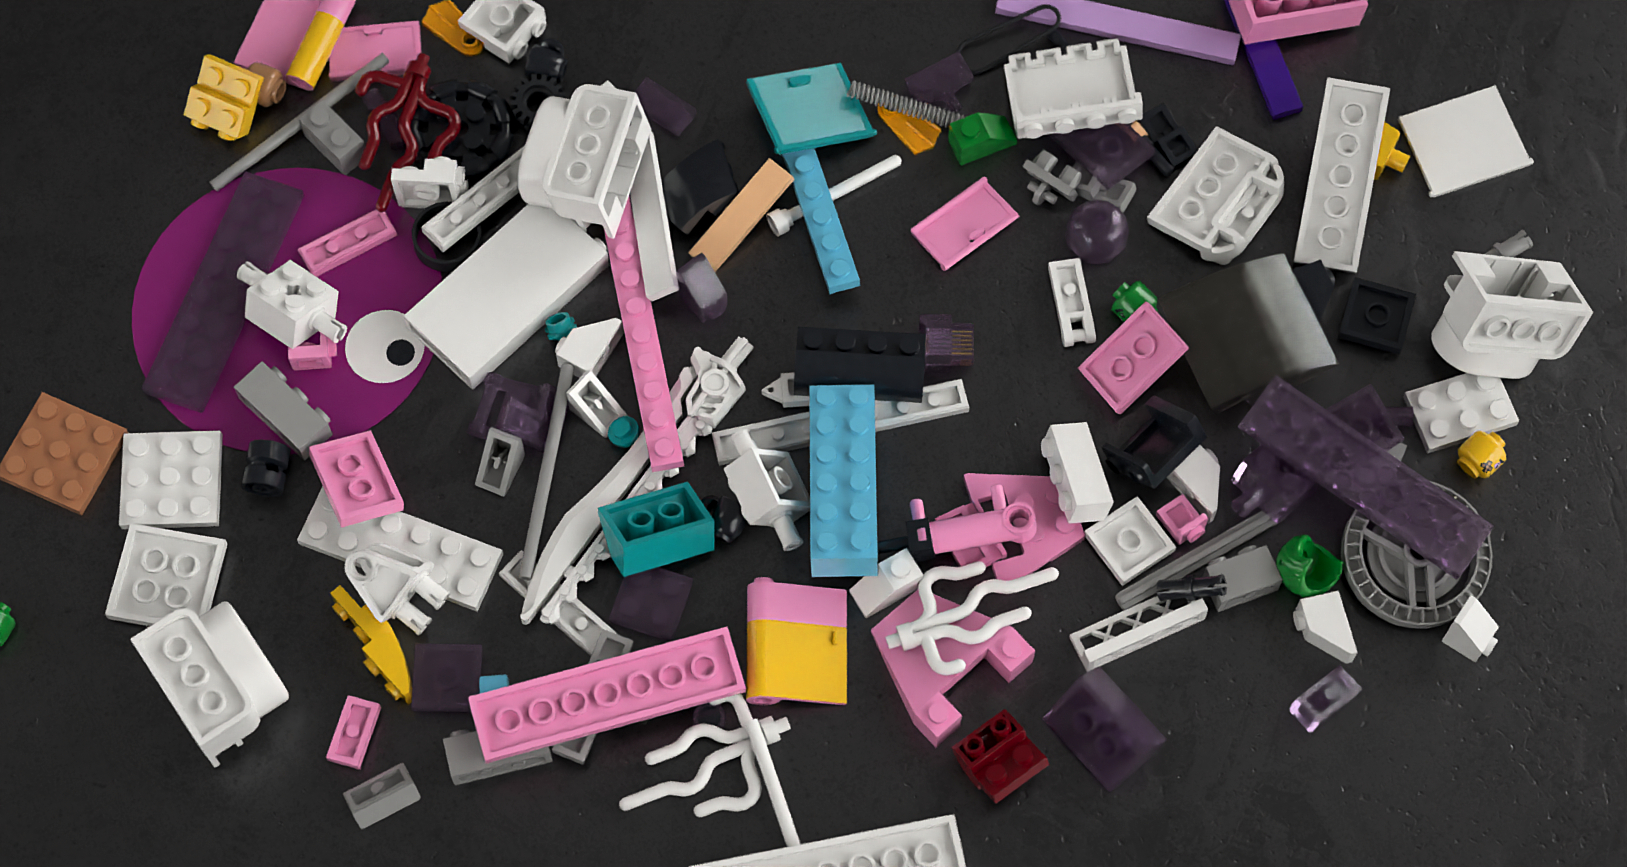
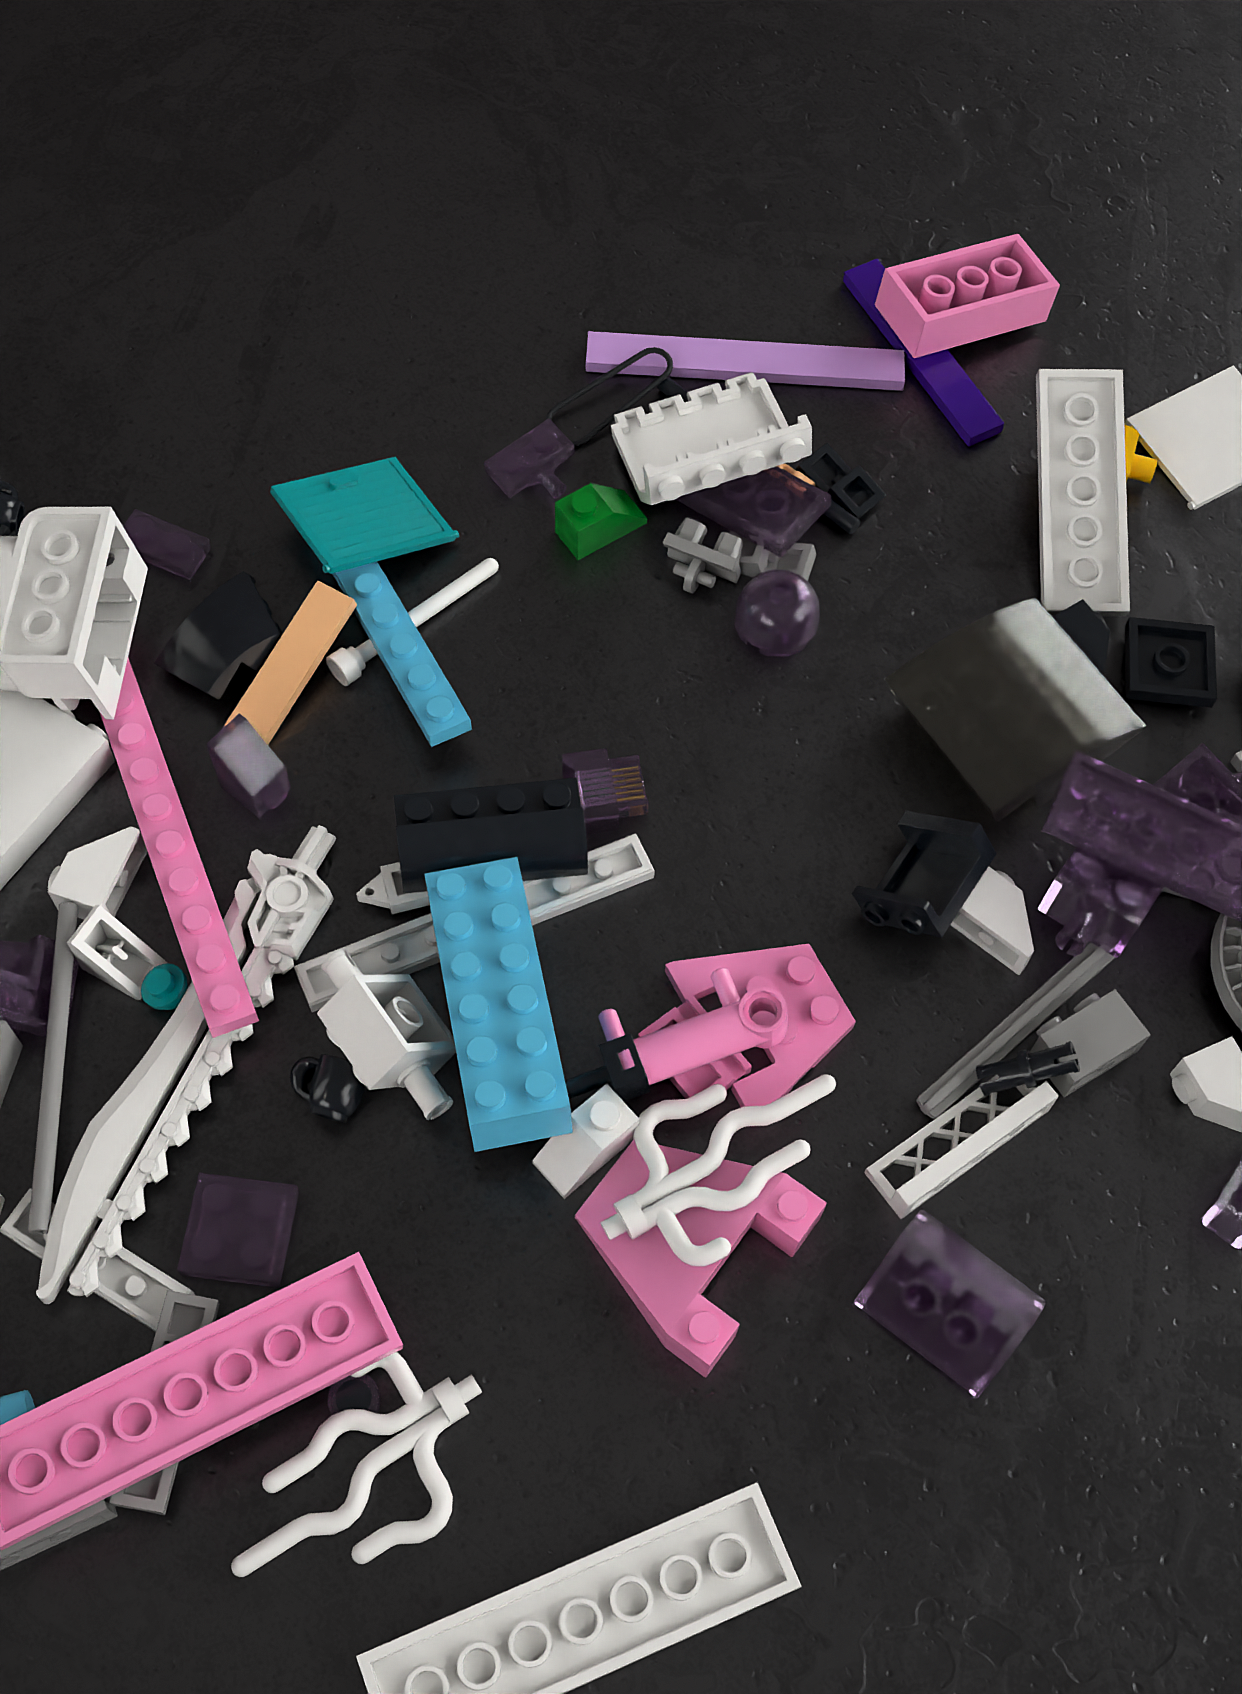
camera: 15 degrees left, 5 degrees down
(559, 325) = (50, 852): teal plate -> none
(653, 226) = (168, 696): white tile -> none
(657, 528) = (230, 1121): teal slope -> none
(772, 783) = (469, 1489): white bar -> none
(796, 643) = (467, 1258): yellow door -> none
(904, 104) = (495, 493): light grey piece -> none
(913, 132) = (500, 520): light orange piece -> none
(971, 215) = (602, 619): bright pink door -> none
(999, 756) = (807, 1377): dark red brick -> none
(1071, 301) = (764, 707): white plate -> none
(1077, 472) = (828, 934): white brick -> none
(1129, 541) = (919, 1017): white plate -> none
(1131, 298) = (850, 696): green head -> none
(1133, 358) = (868, 764): bright pink tile -> none
(1182, 520) = (986, 976): bright pink bracket -> none
(1221, 197) = (929, 546): white plate -> none
(1307, 567) = (1179, 1011): green piece -> none

